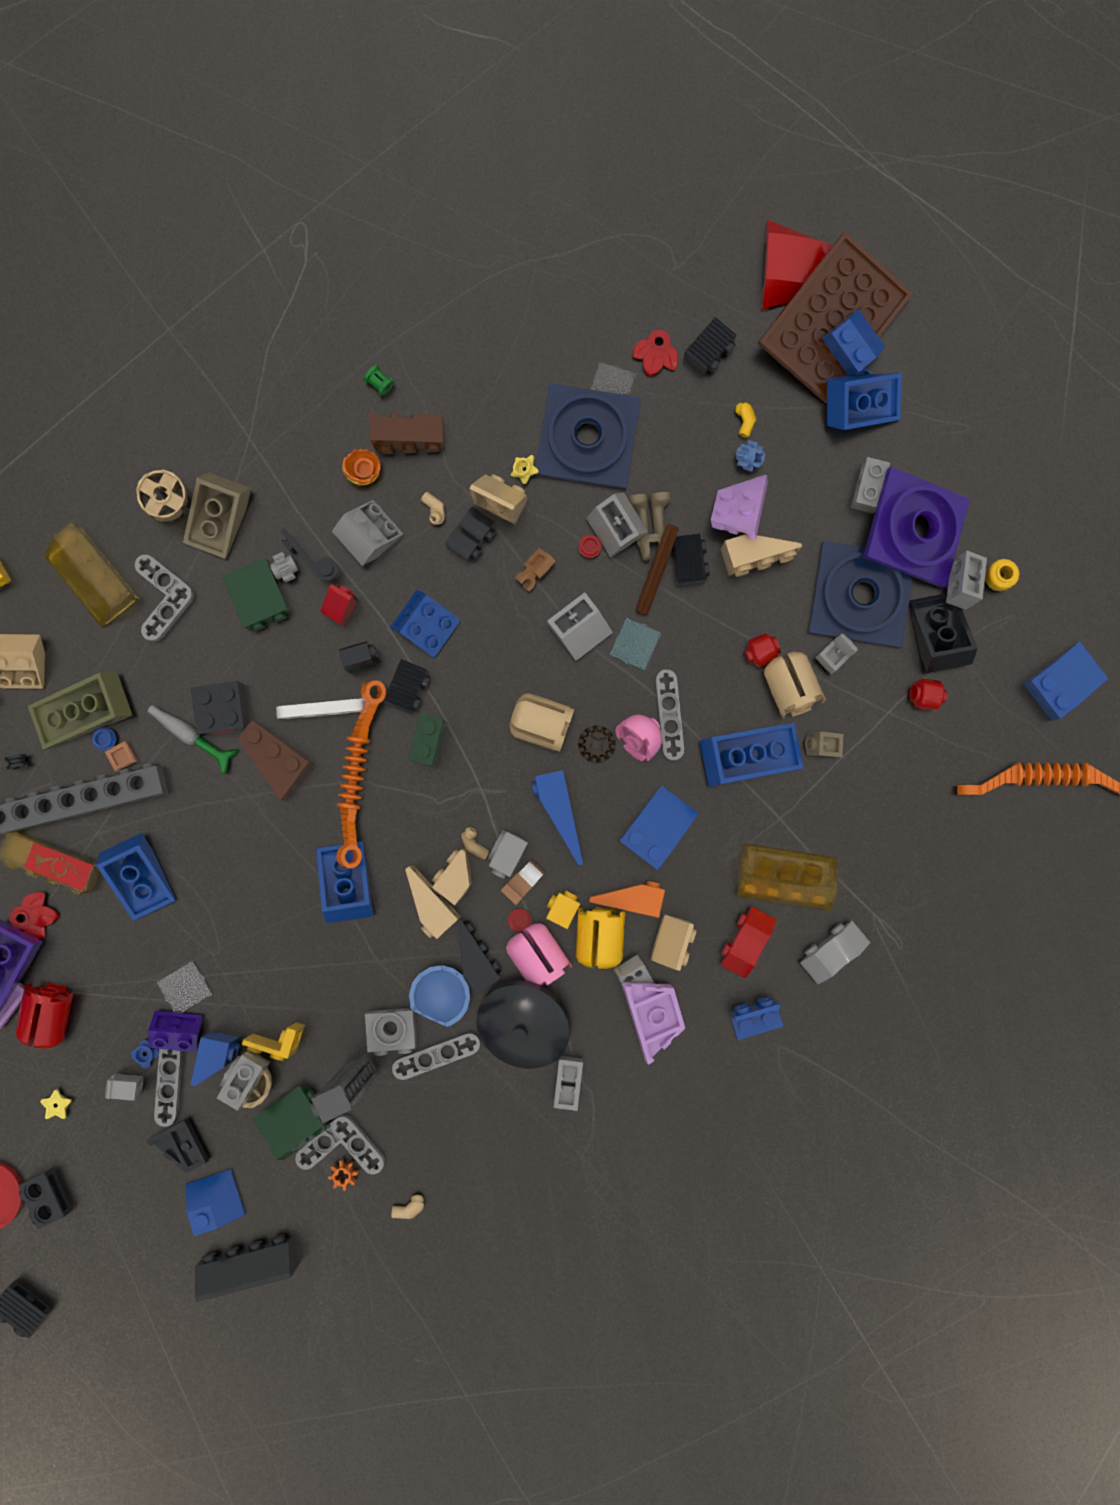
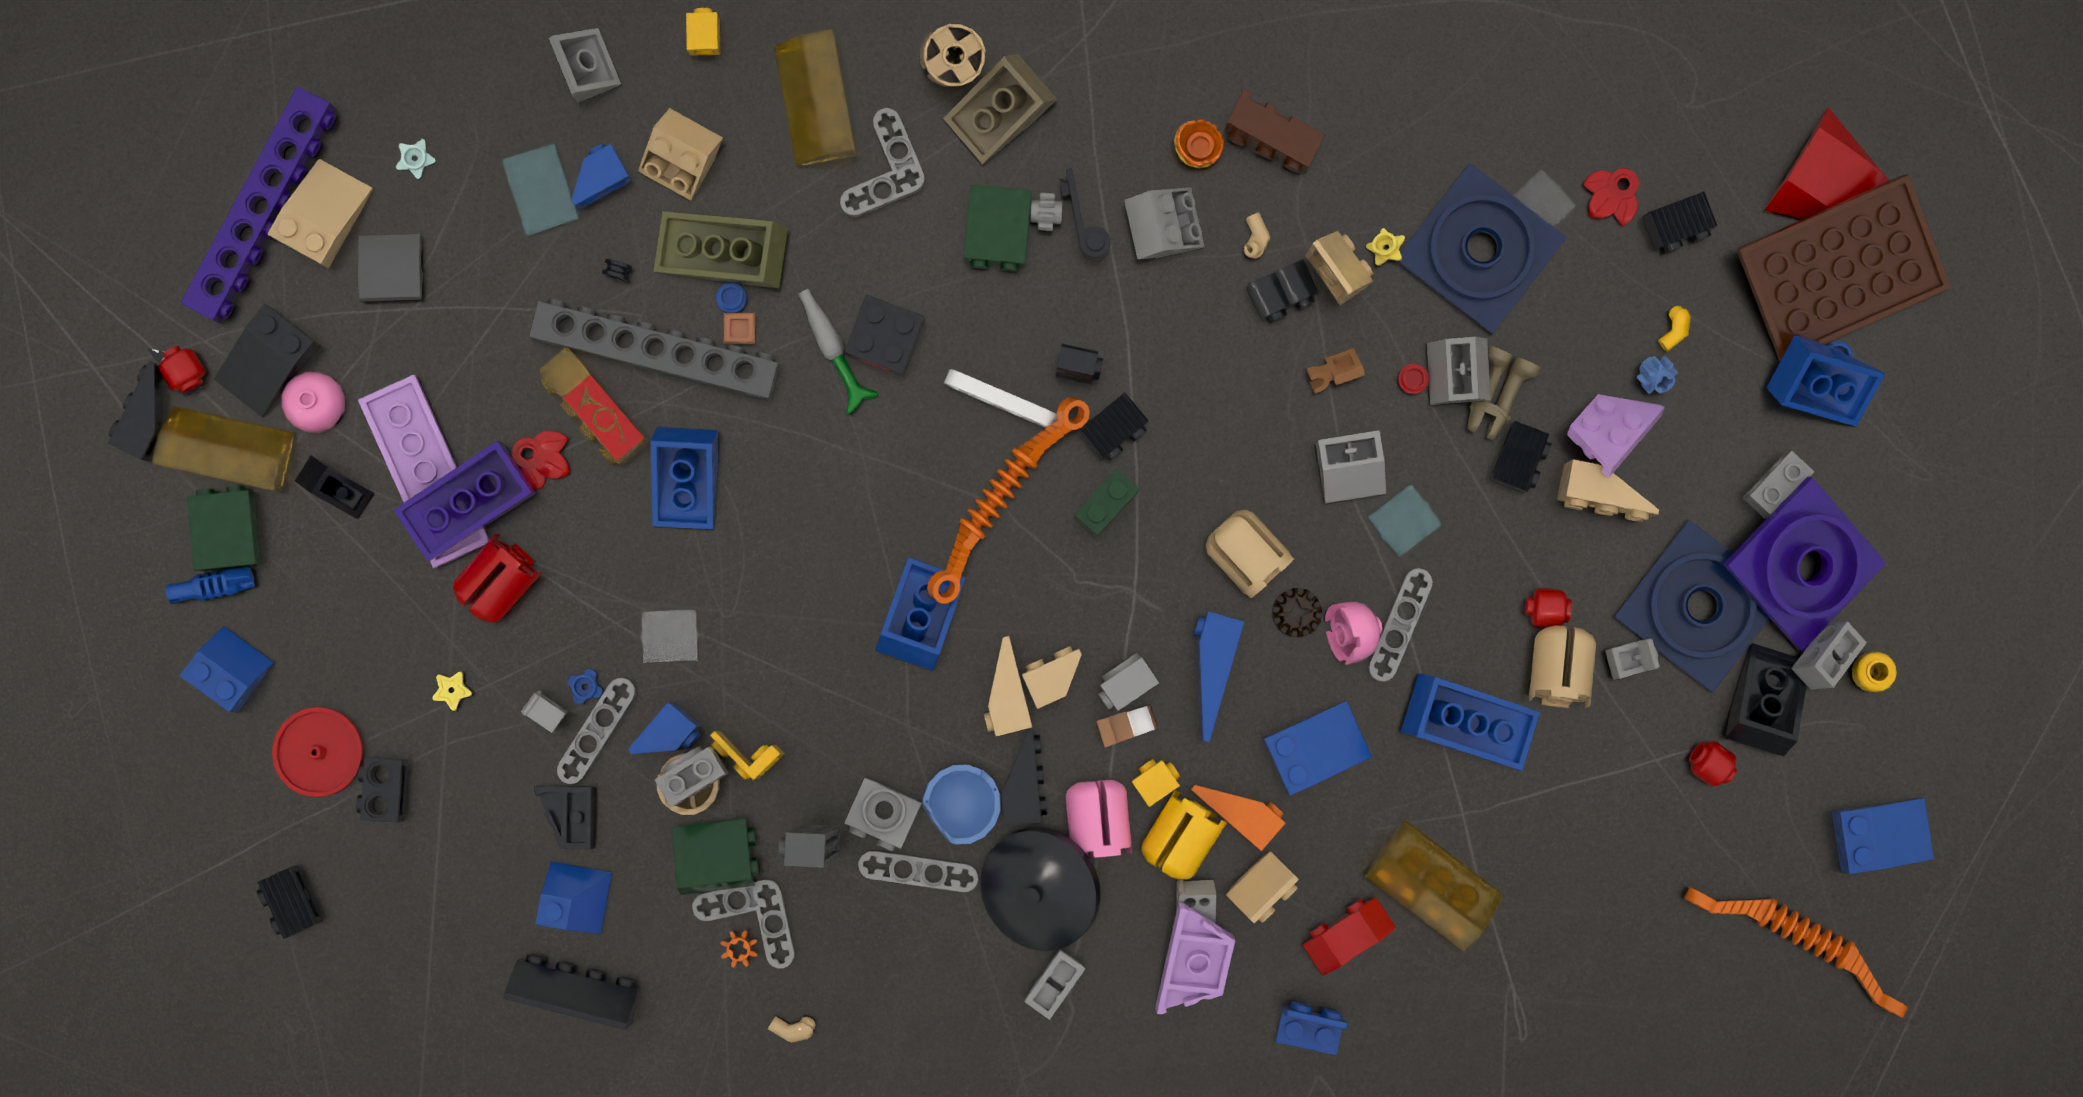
camera: 20 degrees right, 0 degrees up
(174, 1031) = (634, 679): dark purple bracket -> none
(274, 758) = (917, 428): reddish brown wedge -> none
(339, 604) = (1087, 290): red slope -> none
(378, 380) = (1272, 52): green bush -> none
(425, 623) = (1174, 364): blue bracket -> none
(471, 845) = (1089, 650): tan arm -> none
(519, 920) = (1098, 767): red plate -> none
(657, 568) = (1477, 448): reddish brown axle -> none
(824, 744) = (1561, 756): dark tan bracket -> none
(834, 952) = (1442, 1001): light grey brick -> none
(854, 343) = (1849, 309): blue slope -> none

